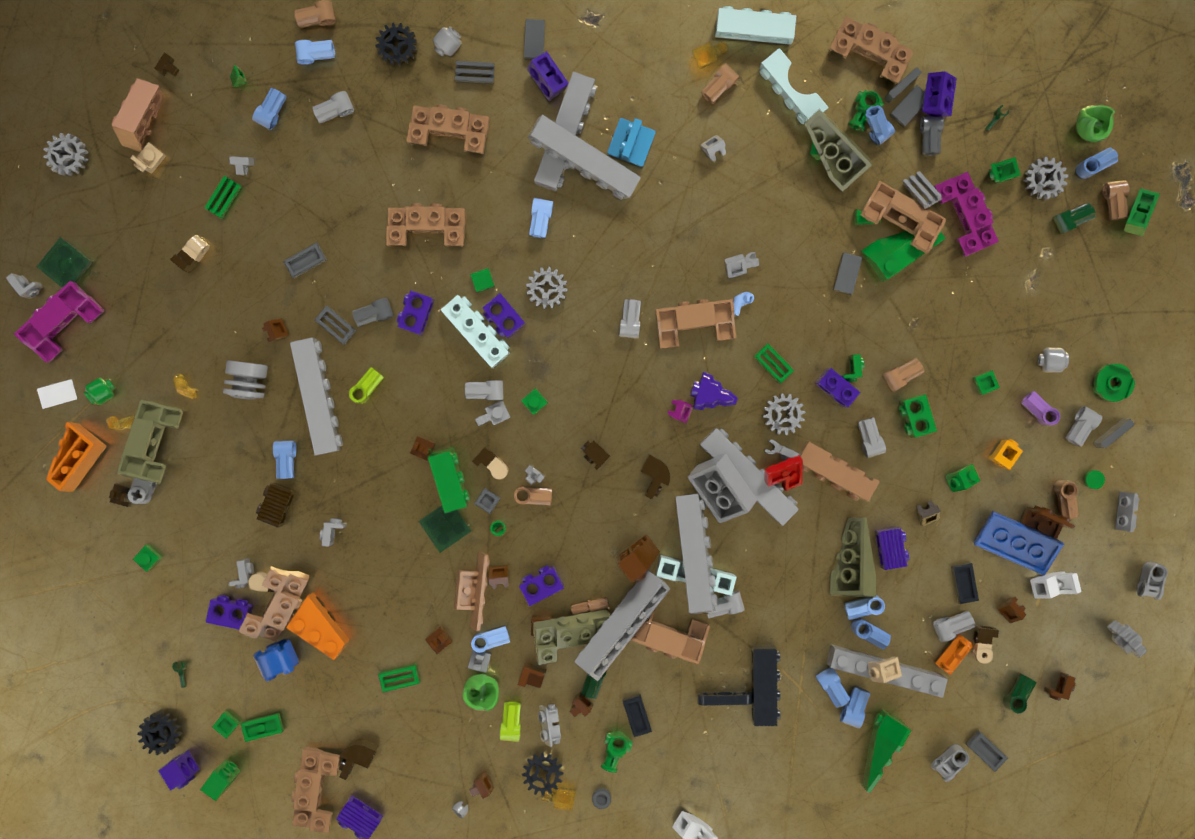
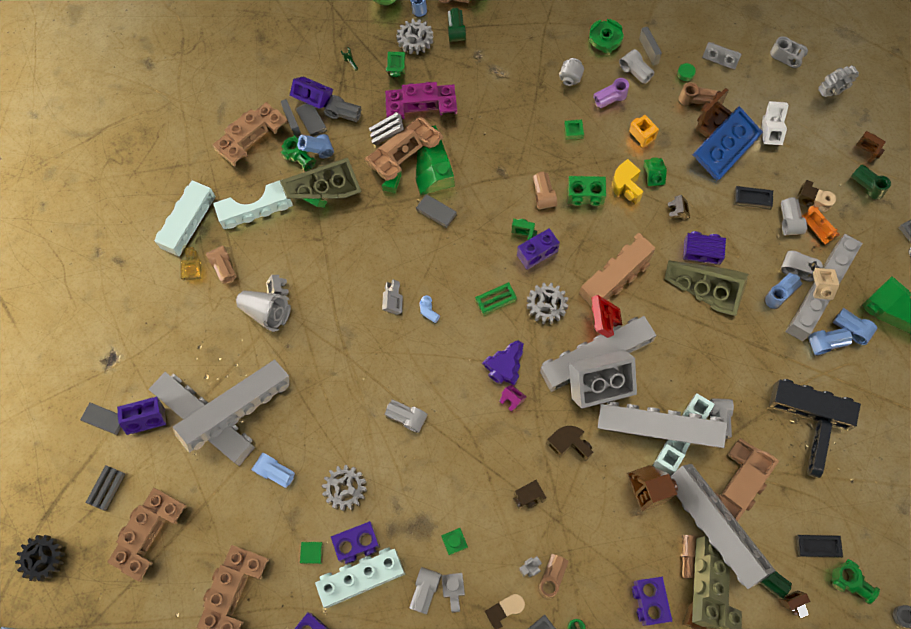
camera: 65 degrees left, 20 degrees down
(447, 41) = (62, 504): light grey head -> none
(631, 142) = (238, 359): dark azure bracket -> none
(688, 145) = (265, 308): none -> light grey cone
(695, 316) = (425, 354): medium nougat bracket -> none
(785, 452) = (583, 313): light grey plate -> none
(861, 607) = (756, 290): light blue piece -> none
(872, 442) = (599, 235): light grey piece -> none
(902, 641) = (800, 265): none -> light grey piece
(941, 449) = (624, 181): none -> yellow brick
(1012, 611) = (790, 165): reddish brown tile -> none

